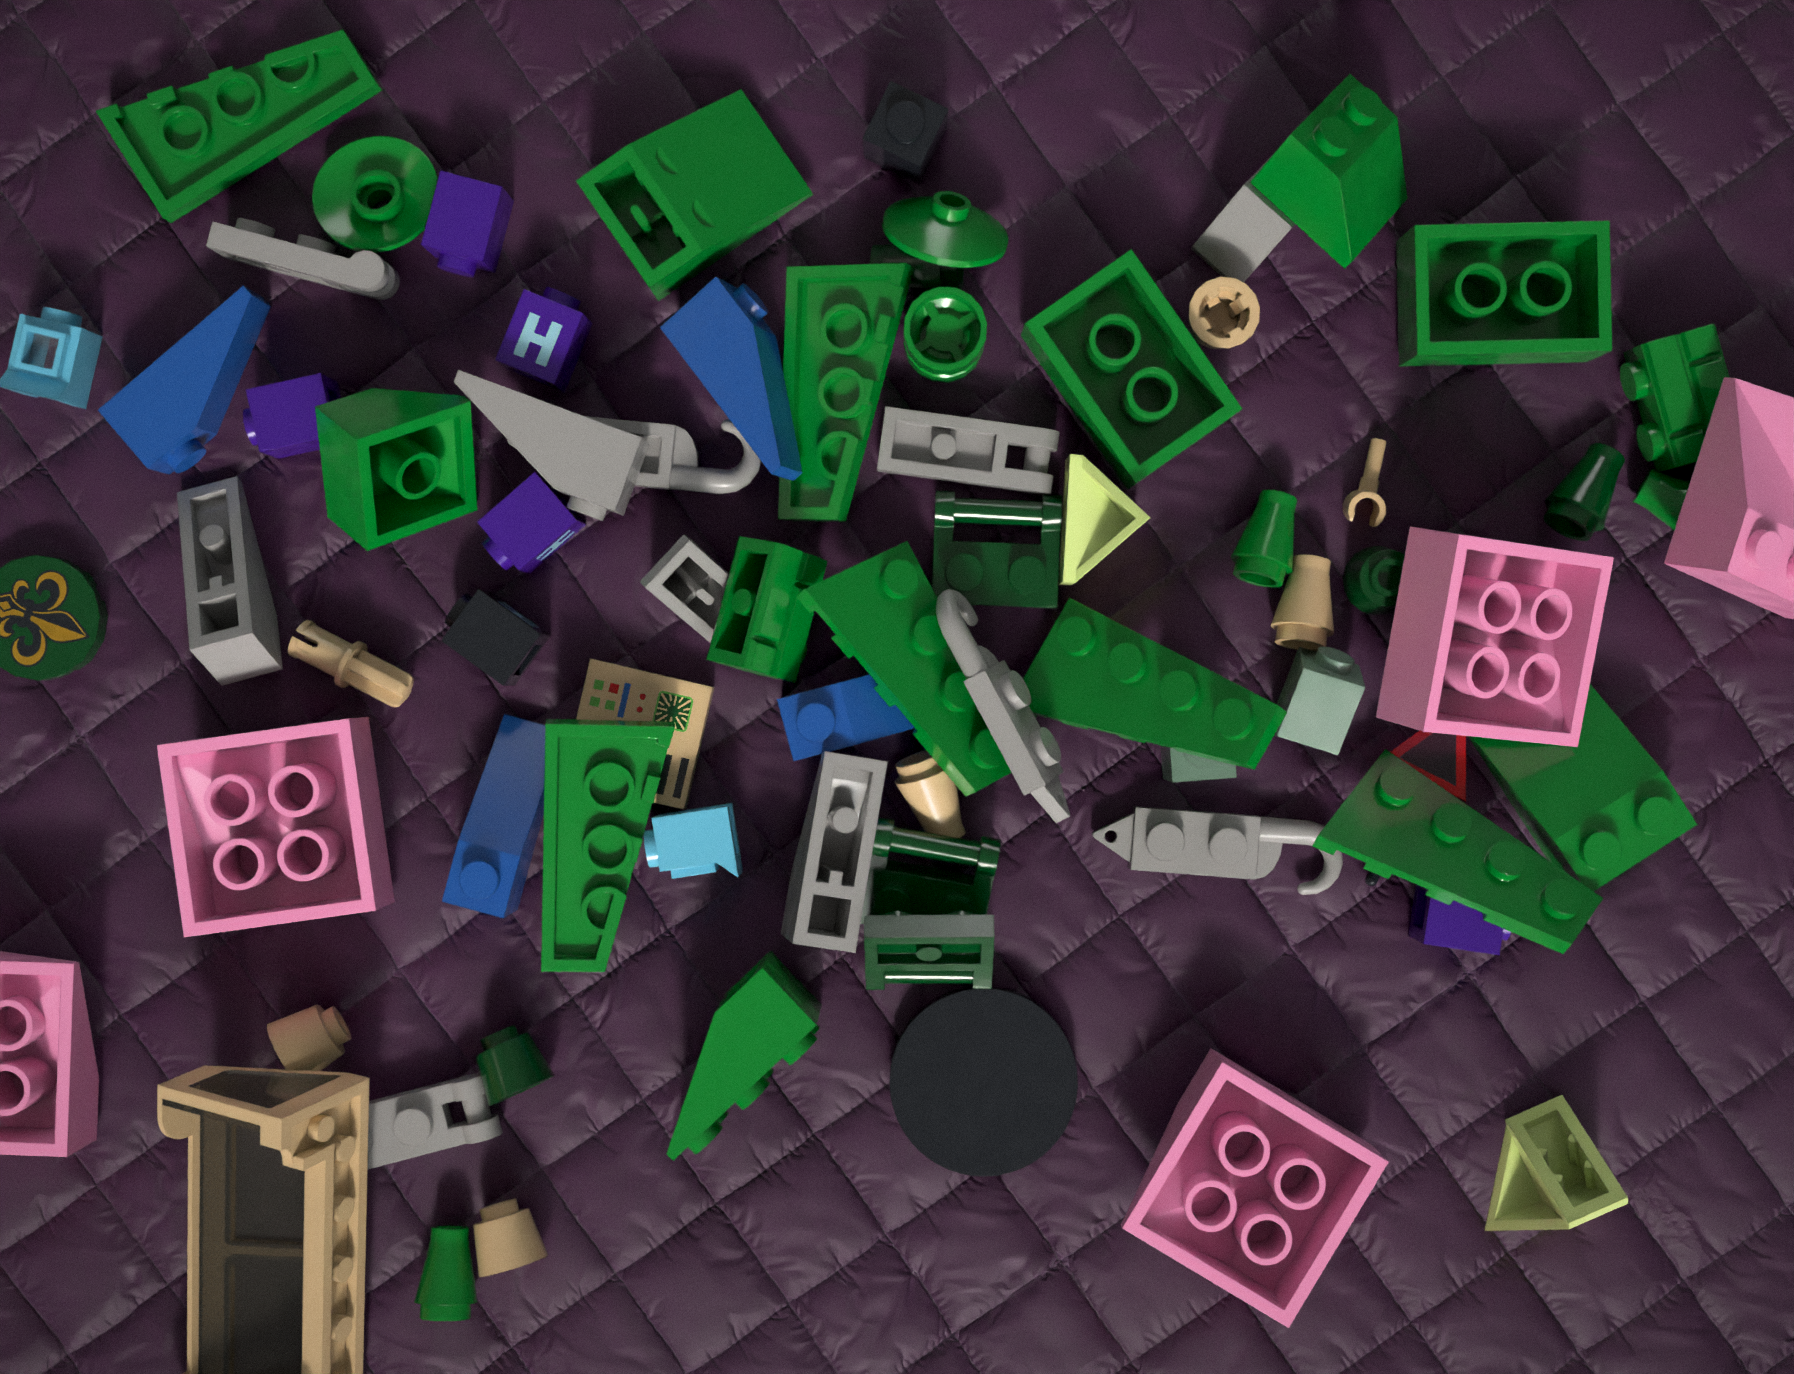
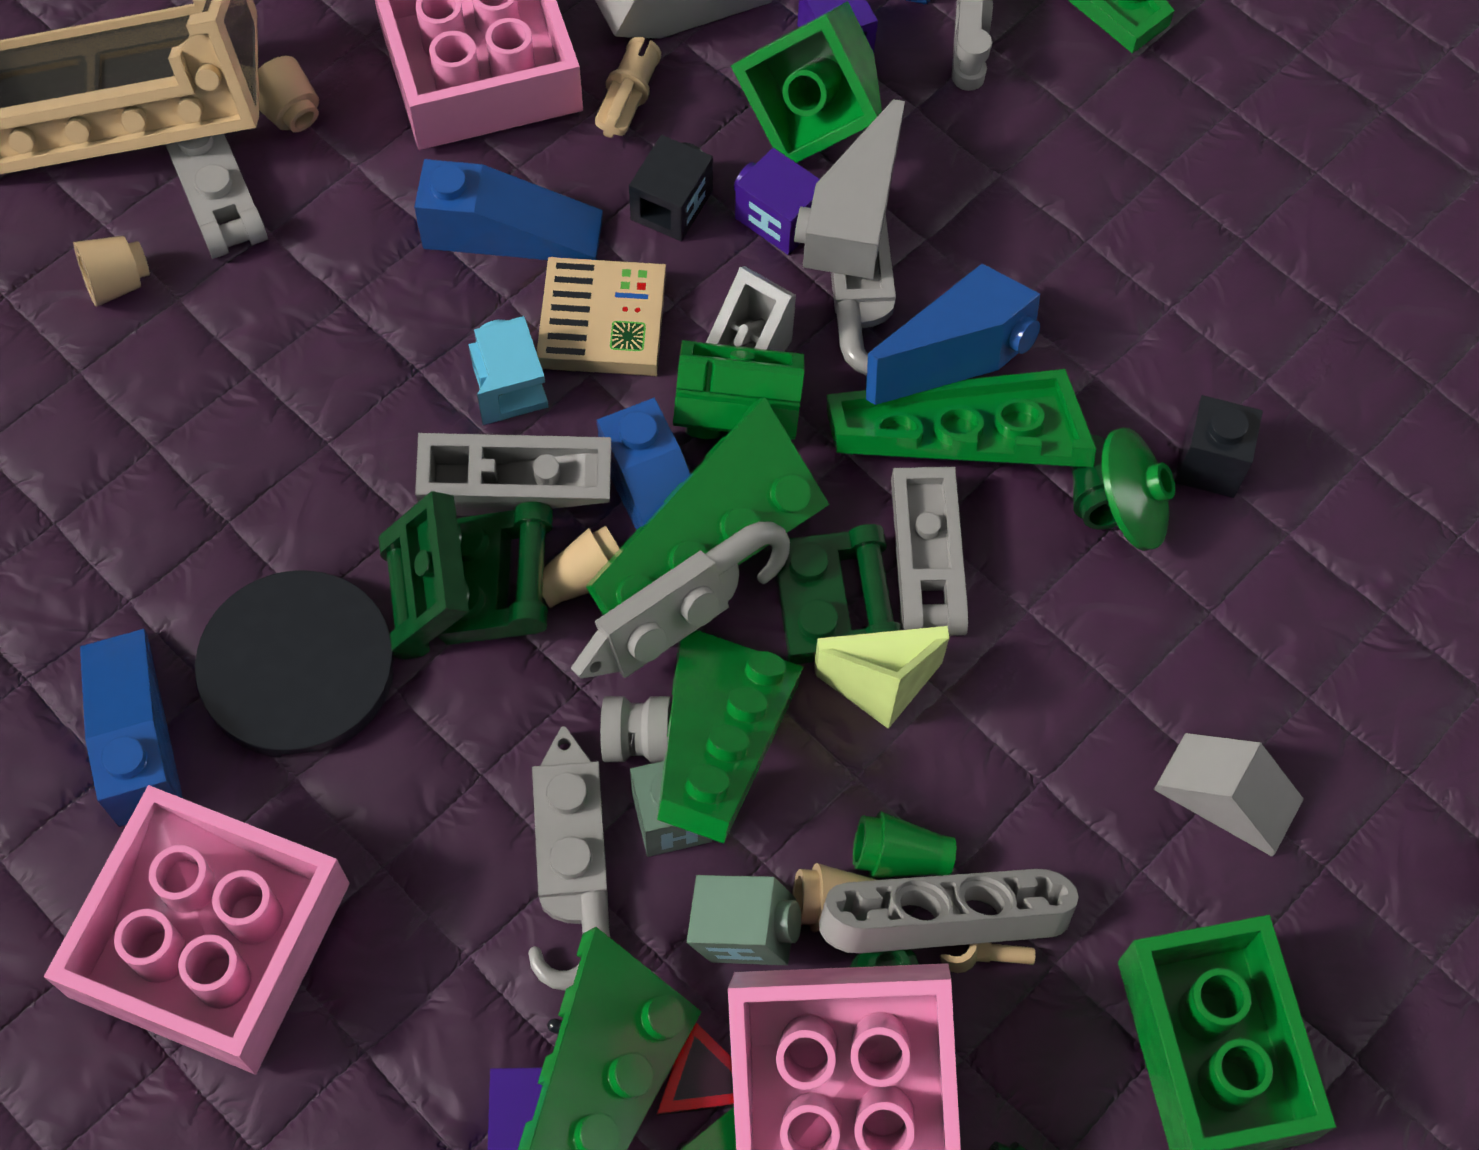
camera: 85 degrees right, 25 degrees down
(363, 176) = (1042, 50): green dish -> none
(447, 1276) = (62, 223): green cone -> none
(467, 224) = (1034, 120): dark purple brick -> none
(510, 1064) = (275, 250): dark green hat -> none
(545, 338) = (949, 189): dark purple brick -> none
(595, 817) = (544, 272): green wing -> none
(694, 191) = (1111, 279): green slope -> none
(753, 1028) = (309, 417): green slope -> none
(944, 334) = (1036, 504): green wheel -> none
(1026, 1243) = (125, 724): none -> blue slope
(1113, 768) = (634, 728): none -> light grey wheel
(1129, 369) = (1042, 674): green brick -> none
(1223, 313) = (1123, 755): tan hat -> none
(1336, 512) = (871, 916): none -> light grey beam
(1339, 171) = (1303, 842): green slope -> none

